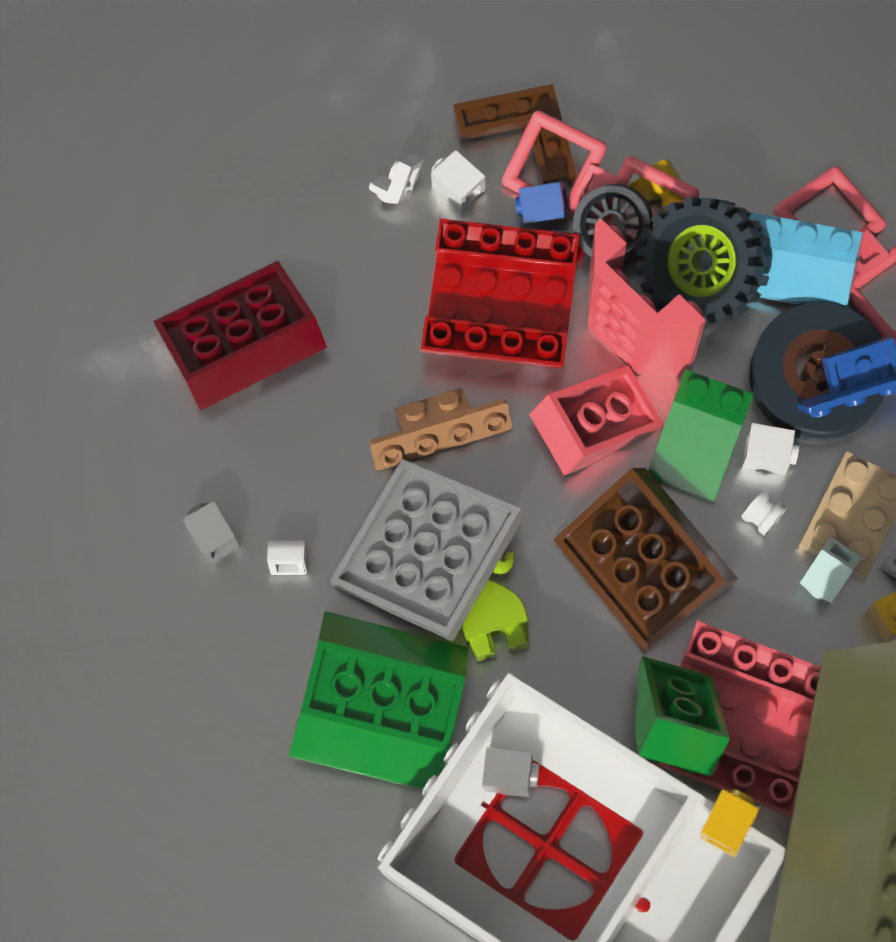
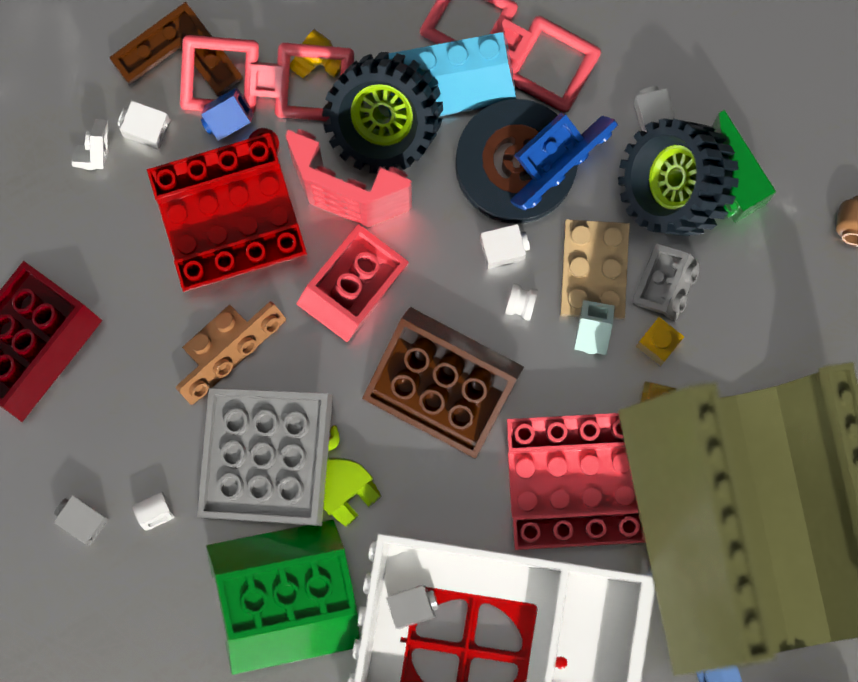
camera: 30 degrees left, 10 degrees up
(618, 191) = (288, 80): black wheel -> none
(678, 717) = (526, 506): green slope -> none
(699, 435) = (442, 260): slope -> none
(729, 821) = (601, 577): yellow brick -> none

